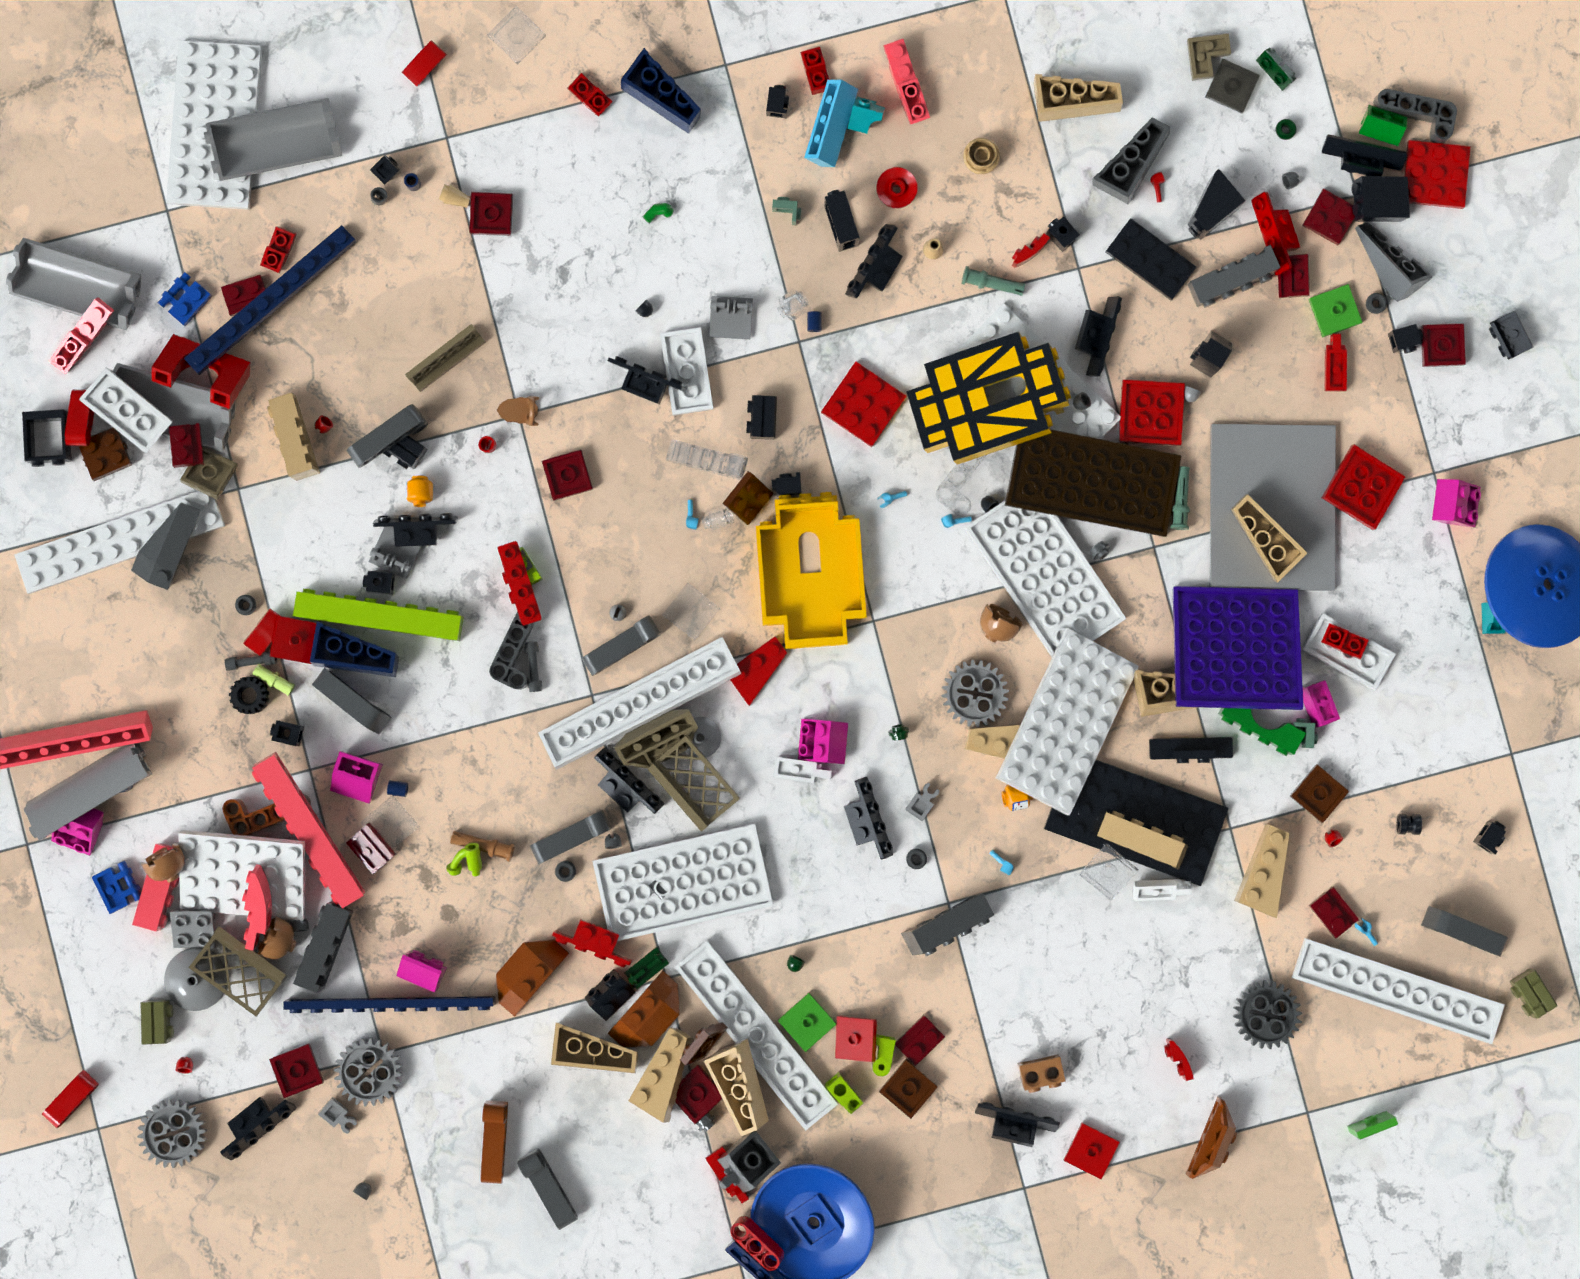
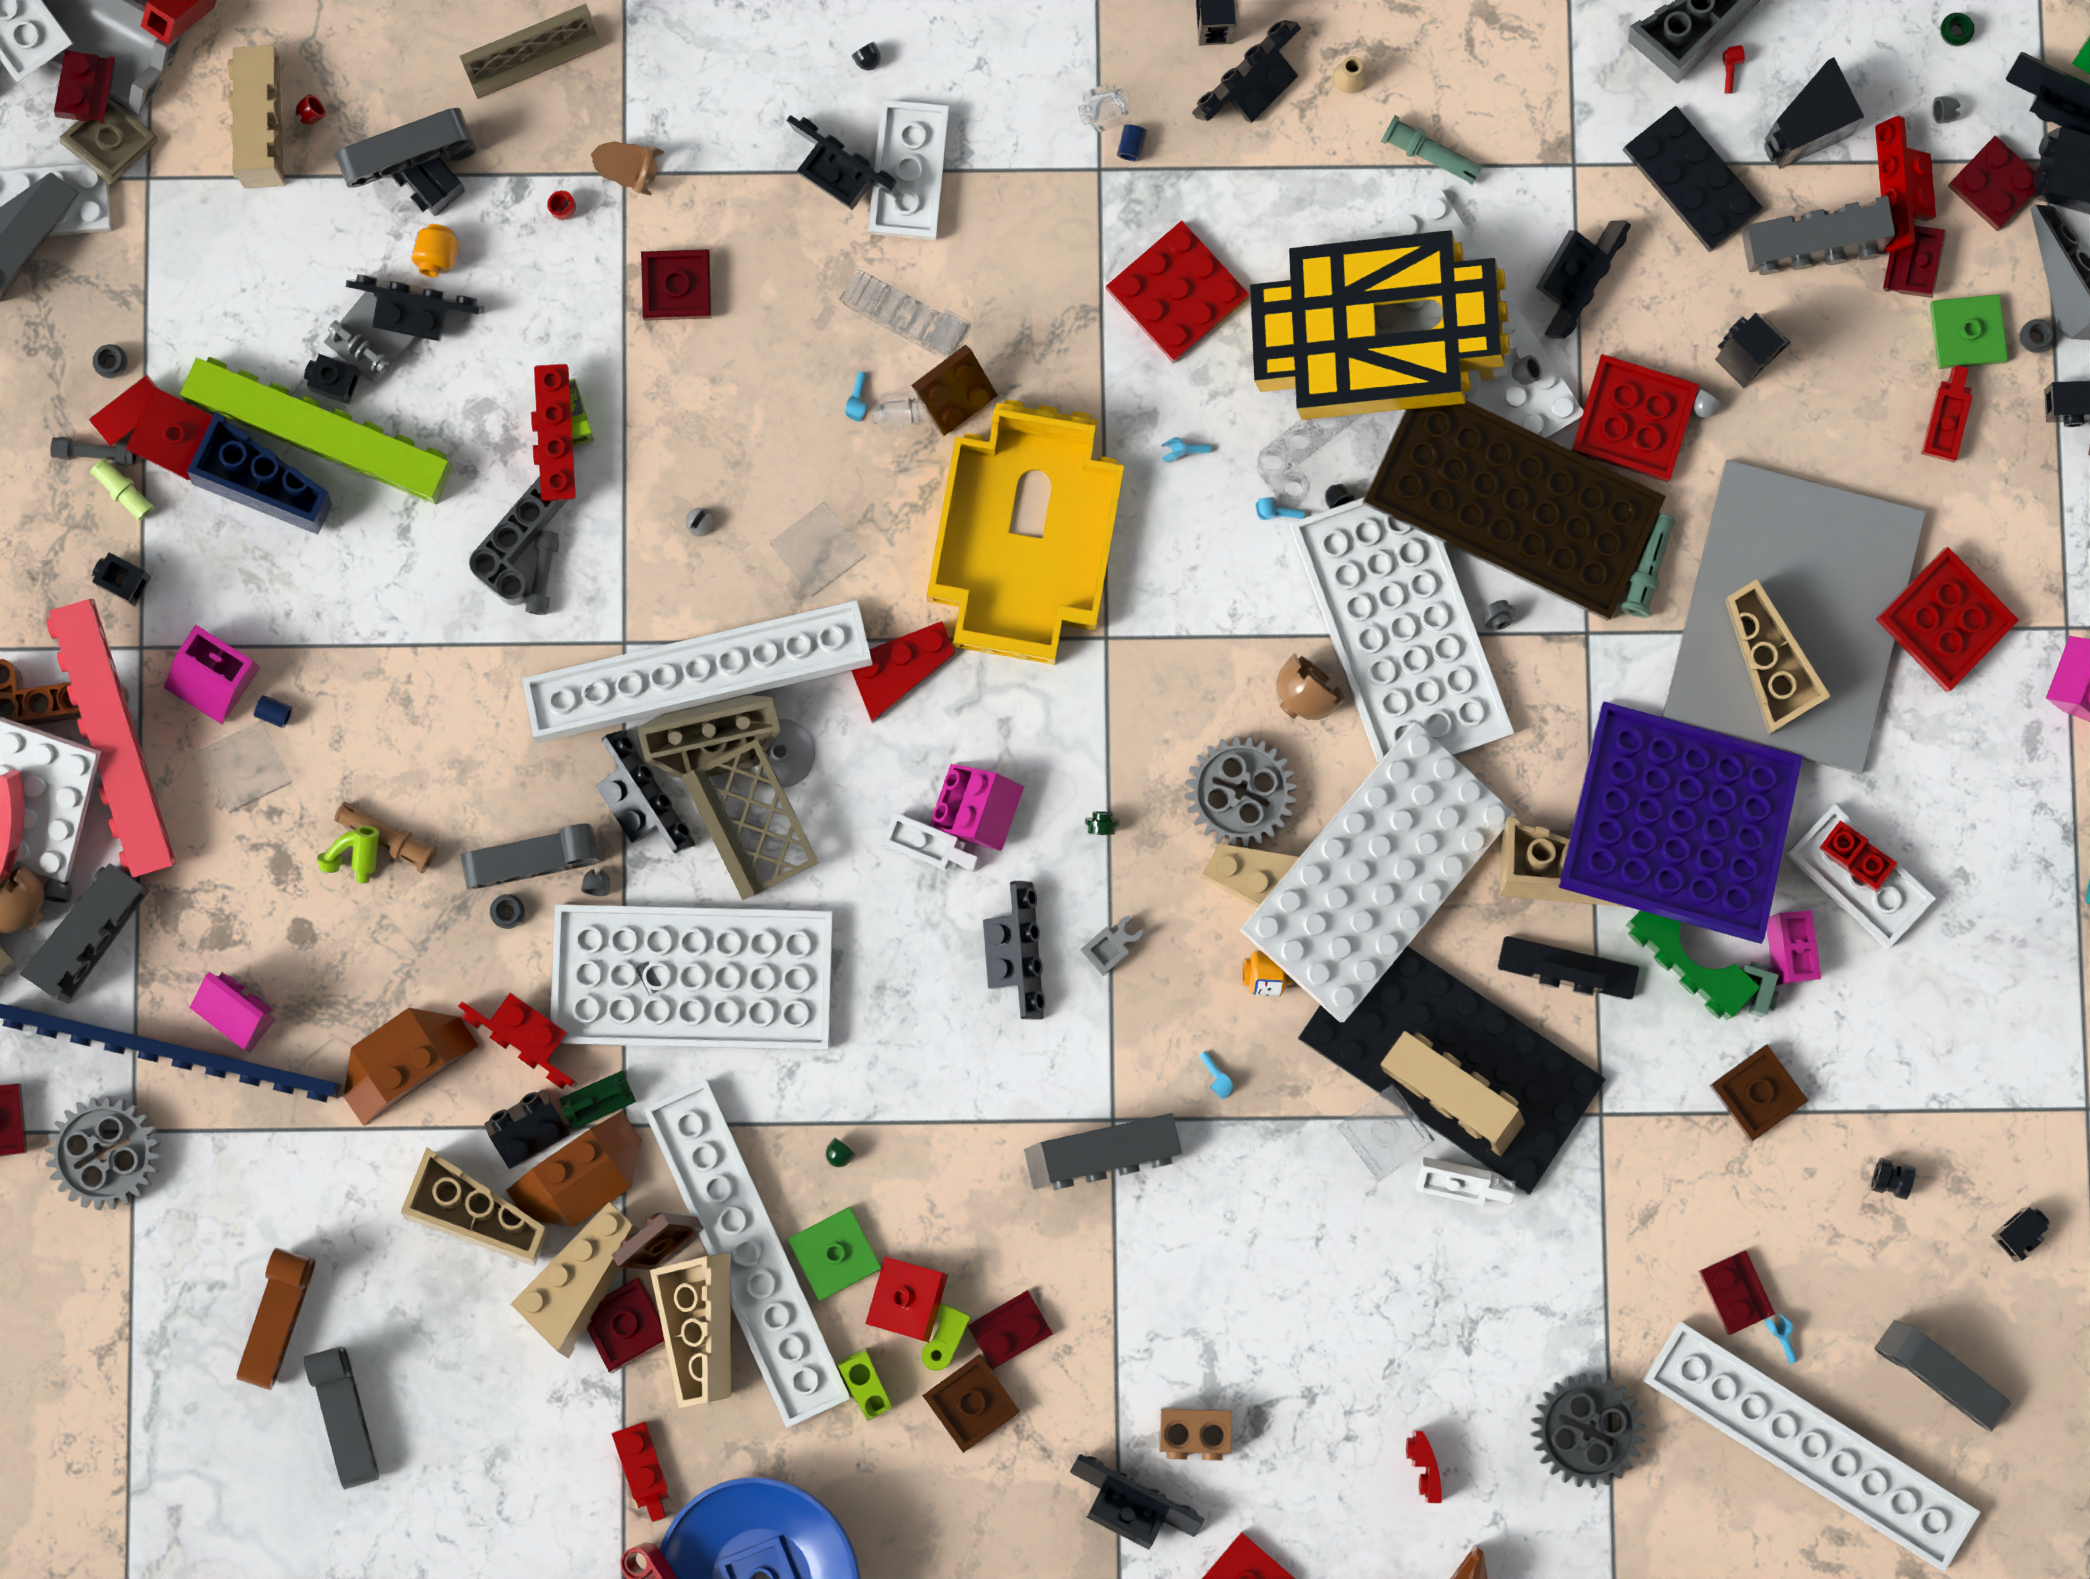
camera: 10 degrees right, 5 degrees down
(236, 695) = (55, 504): black tyre -> none
(335, 1113) = (30, 1207): light grey plate -> none
(351, 701) = (237, 554): dark grey beam -> none
(363, 1190) = (42, 1344): dark grey hinge -> none
(370, 848) = (204, 795): plate -> none
(621, 645) = (692, 573): dark grey beam -> none
(706, 1122) = (628, 1374): dark grey plate -> none
(730, 317) = (1000, 104): light grey hinge -> none
(747, 1162) = (678, 1454): dark grey hinge -> none
(762, 417) = (1011, 271): black brick -> none
(787, 484) = (1023, 386): black brick -> none
(923, 858) = (1087, 1026): dark grey plate -> none
(1022, 256) = (1495, 120): red slope -> none
(1062, 233) = (1561, 102): black brick -> none
(1265, 872) = (1637, 1202): tan wedge -> none
(1333, 838) = (1764, 1171): red hinge -> none
(1532, 993) = (2030, 1506): olive brick -> none

